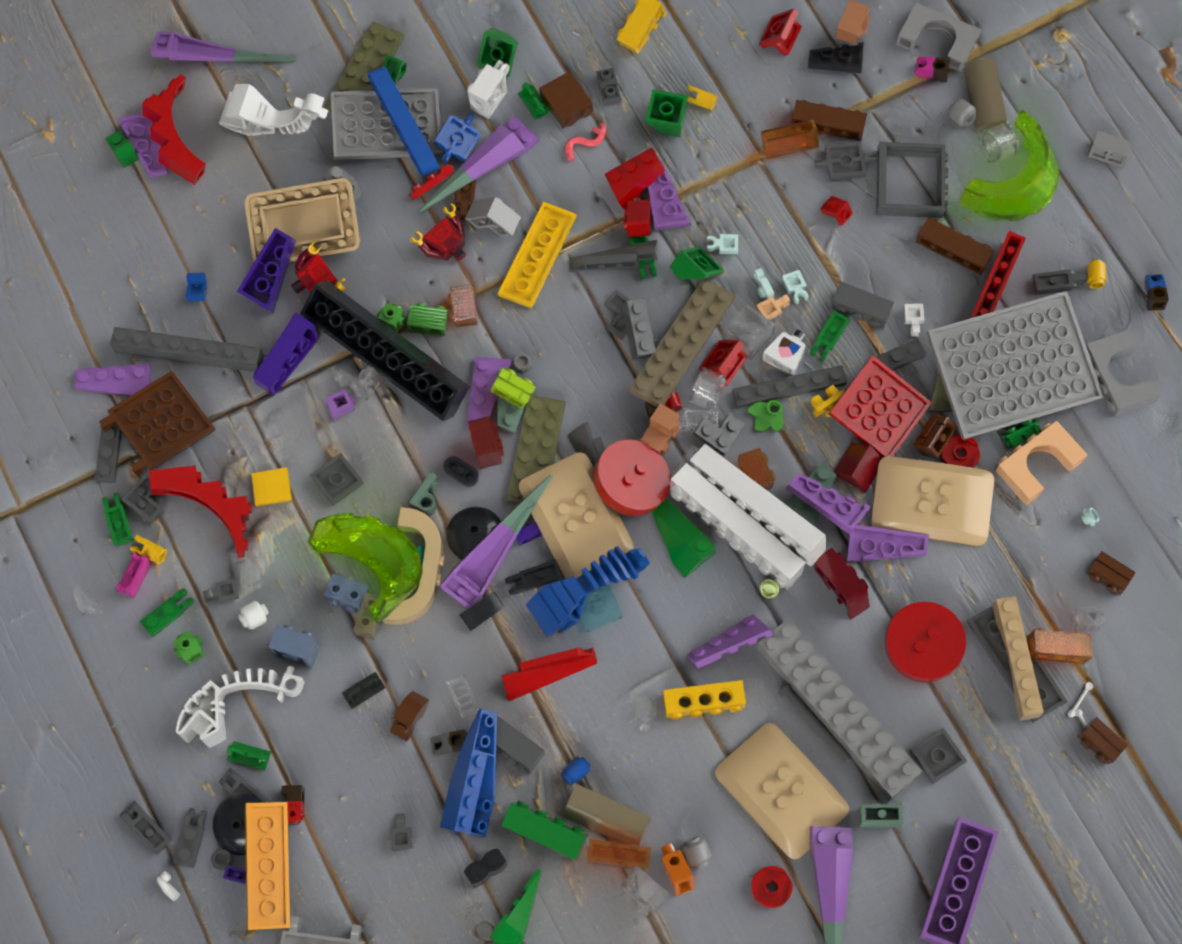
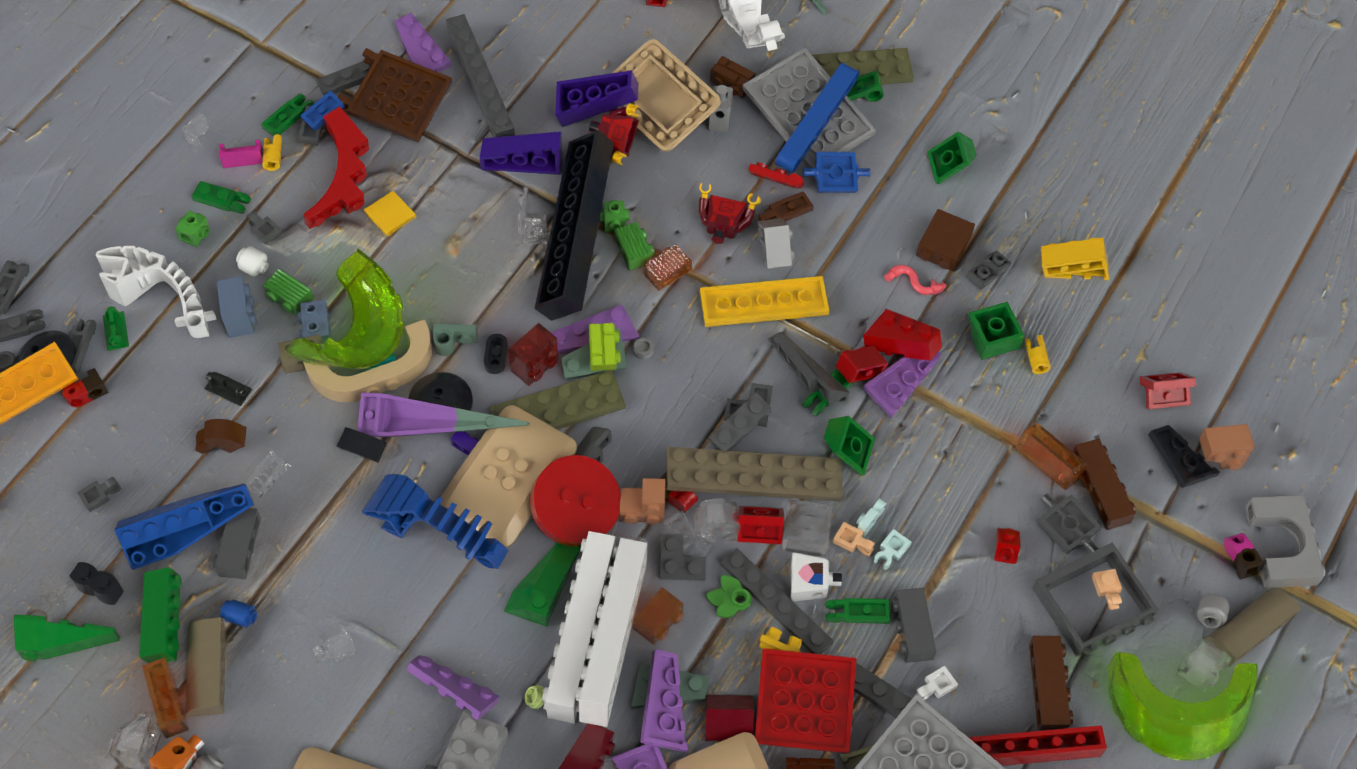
camera: 55 degrees right, 10 degrees down
(140, 487) = (323, 106): none -> blue plate
(196, 287) = (547, 56): blue bracket -> none
(301, 601) = (287, 291): none -> bright green brick
(315, 161) = (730, 75): none -> reddish brown brick
(336, 479) = (426, 258): dark grey plate -> none
(337, 399) = (501, 220): medium lavender brick -> none
(448, 742) = (207, 481): leg -> none
(488, 89) = (904, 168): white brick -> none
(501, 147) = (855, 213): medium lavender plate -> none
(533, 101) = (923, 214): green hinge -> none
(535, 577) = (423, 473): black hinge -> none
(546, 670) = (331, 533): red wedge -> none
(600, 609) = (424, 546): clear light blue tile -> none
(726, 244) = (892, 460): light aqua plate -> none
(732, 689) = (362, 664): yellow brick -> none
(910, 163) = (1108, 585): none -> light nougat plate

